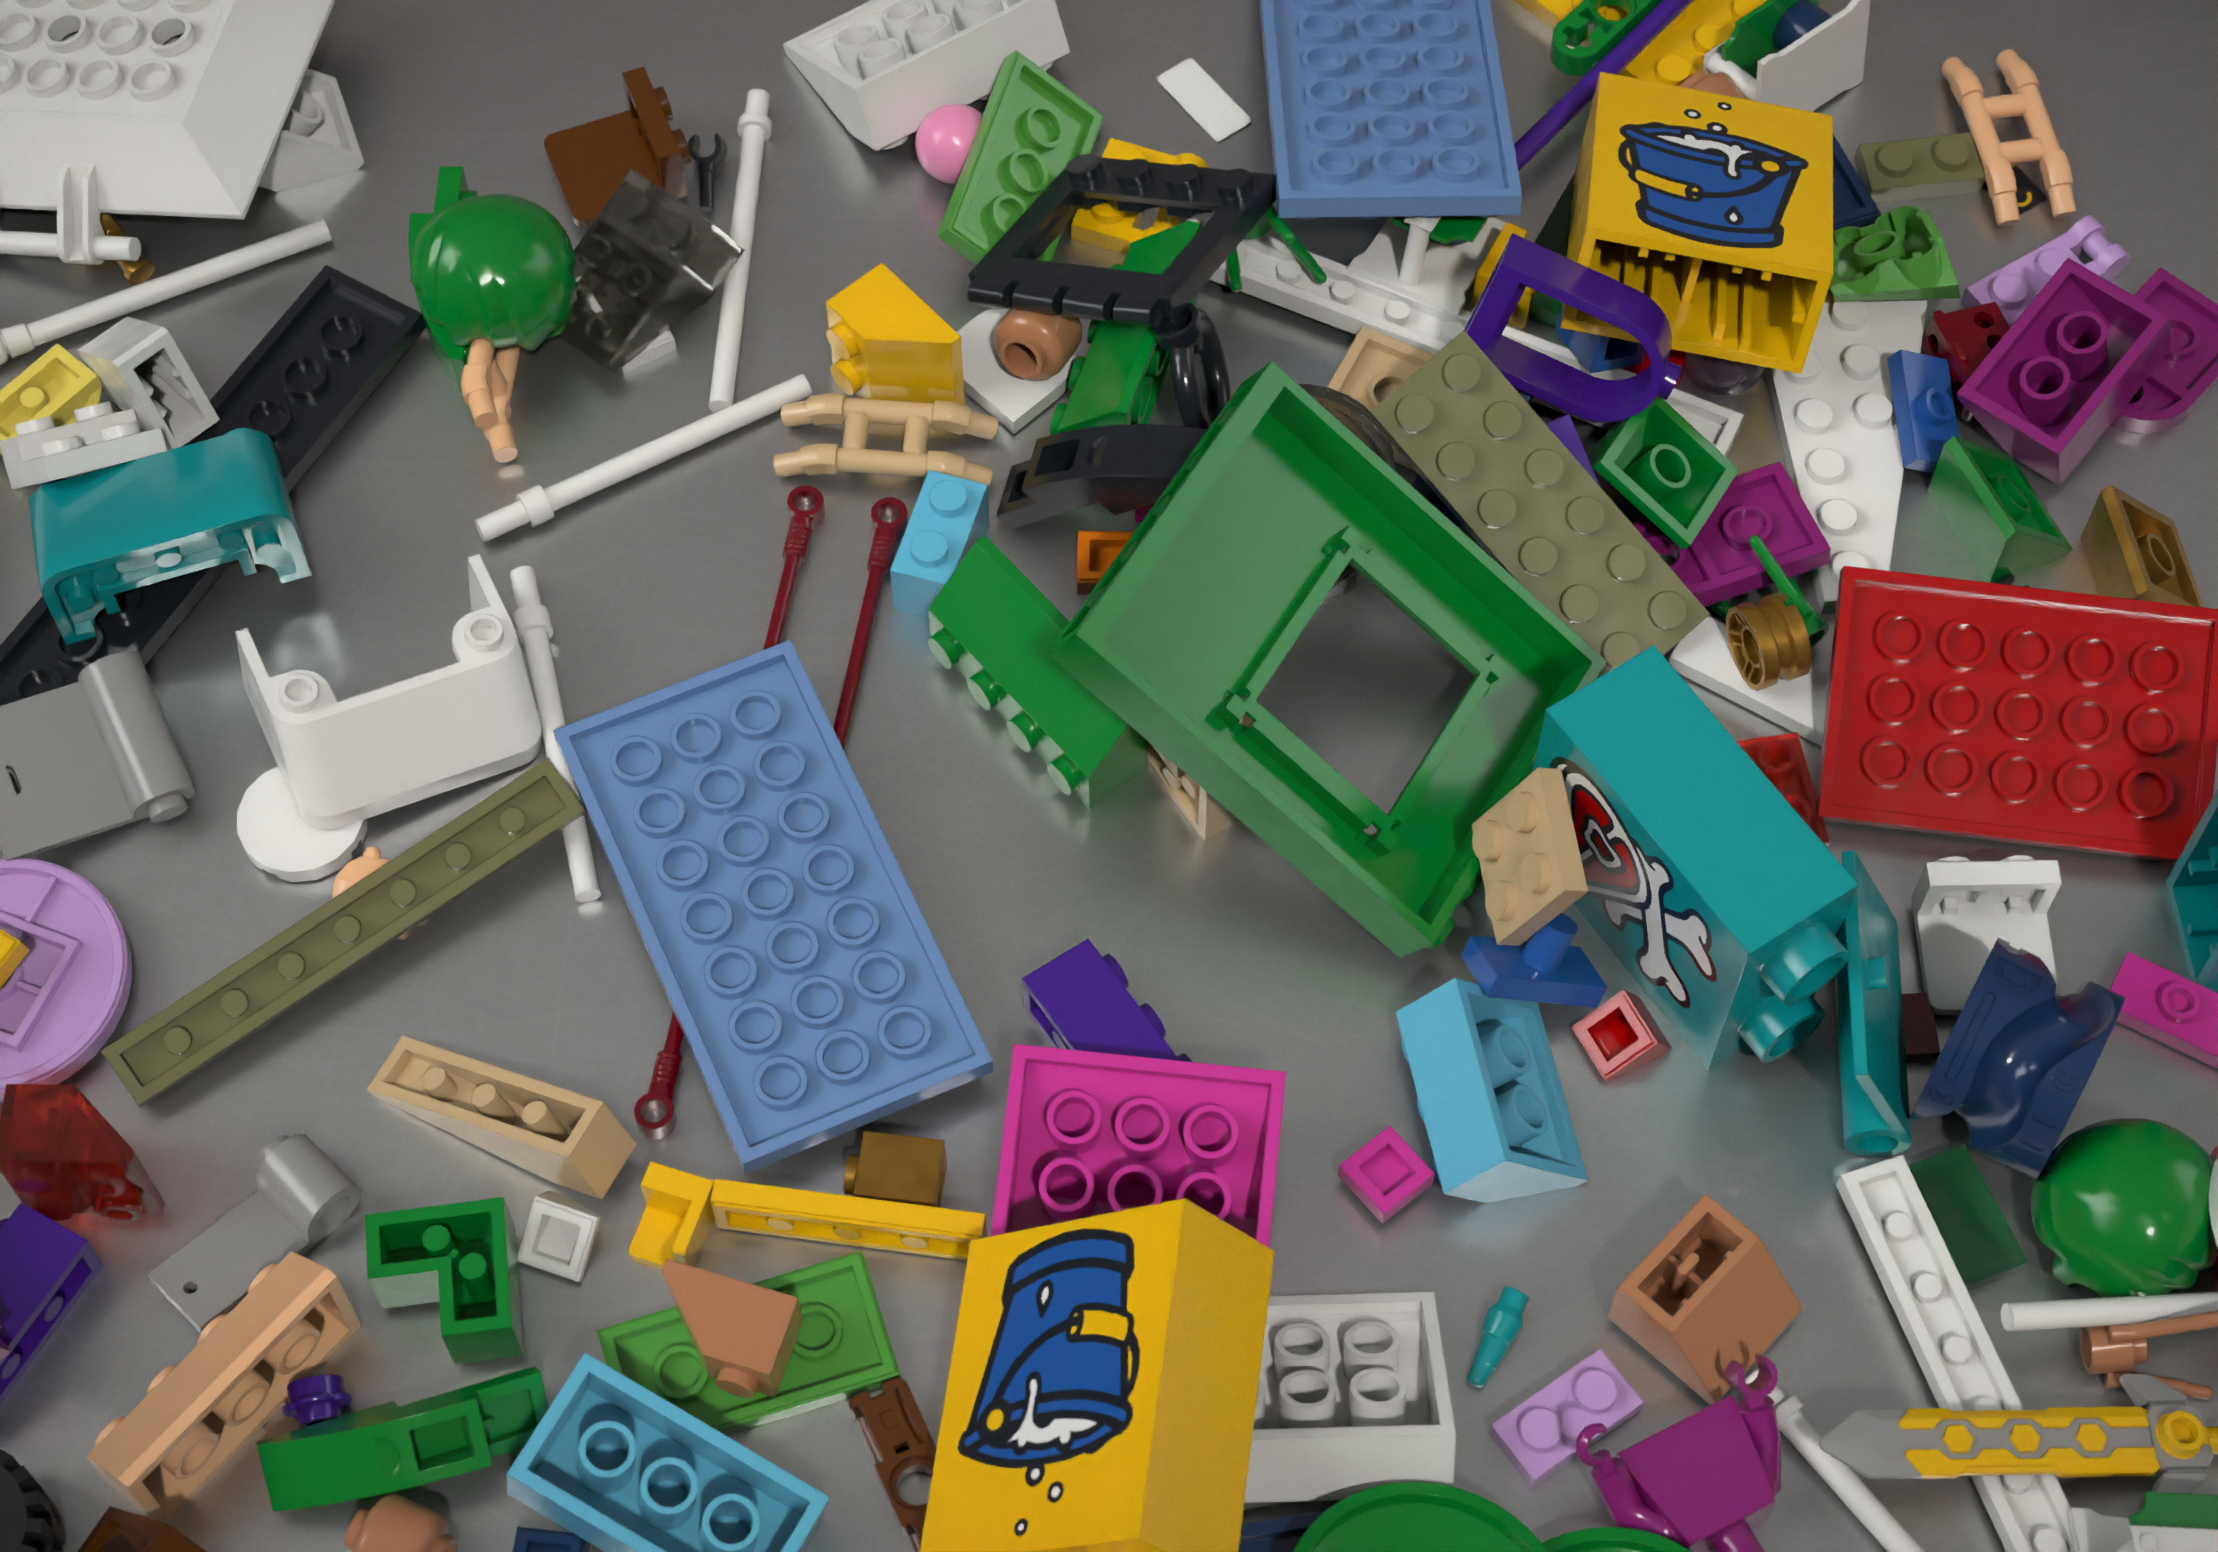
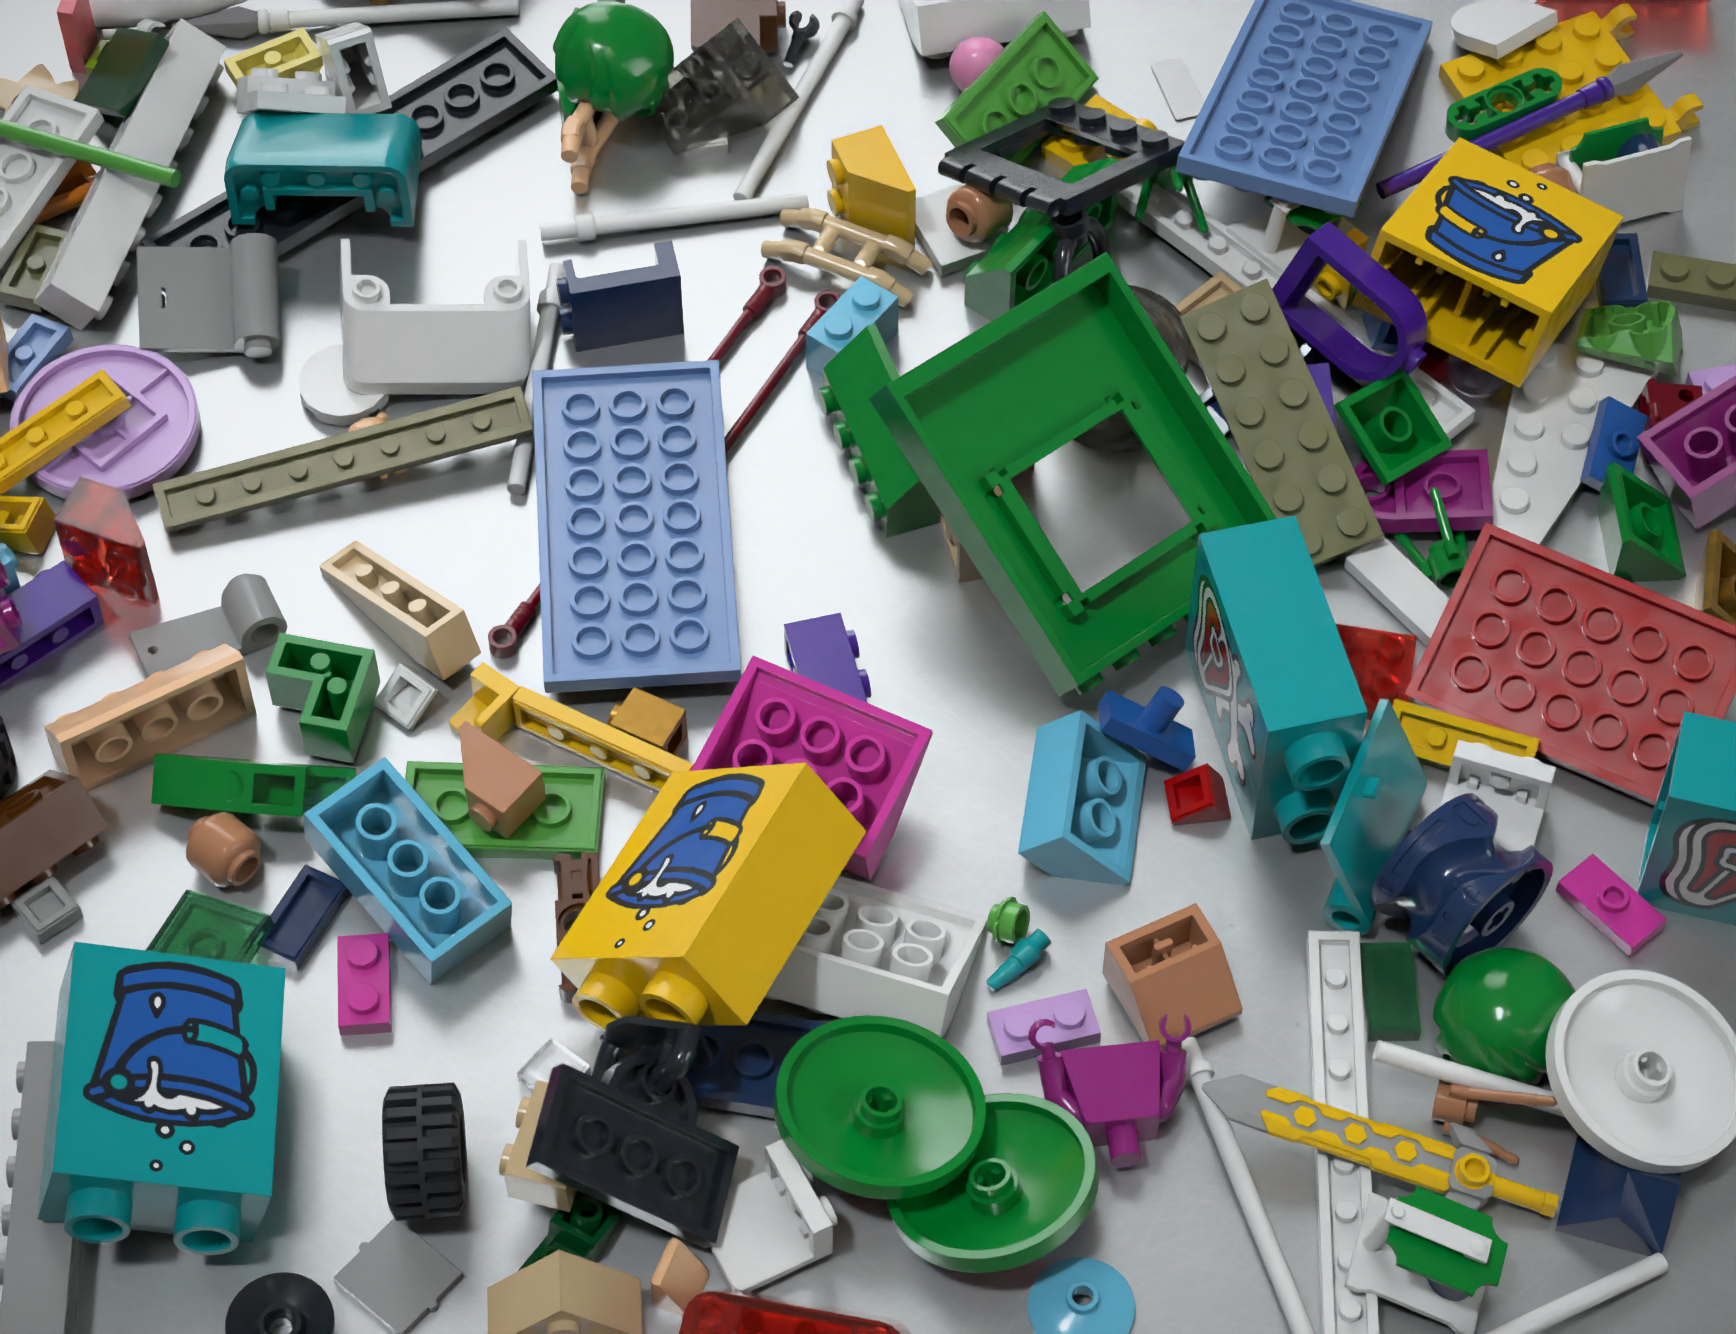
camera: 20 degrees right, 5 degrees down
(316, 1399) = (207, 742): dark purple plate -> none
(634, 602) = (622, 304): none -> dark blue panel
(1102, 464) = (966, 304): black slope -> none
(1386, 1174) = (986, 831): dark pink plate -> none
(1464, 1289) = (1008, 921): none -> bright green plate
(1529, 857) = (1161, 642): tan plate -> none
(1768, 641) = (1415, 563): pearl gold wheel -> none
(1899, 852) = (1436, 733): none -> yellow plate

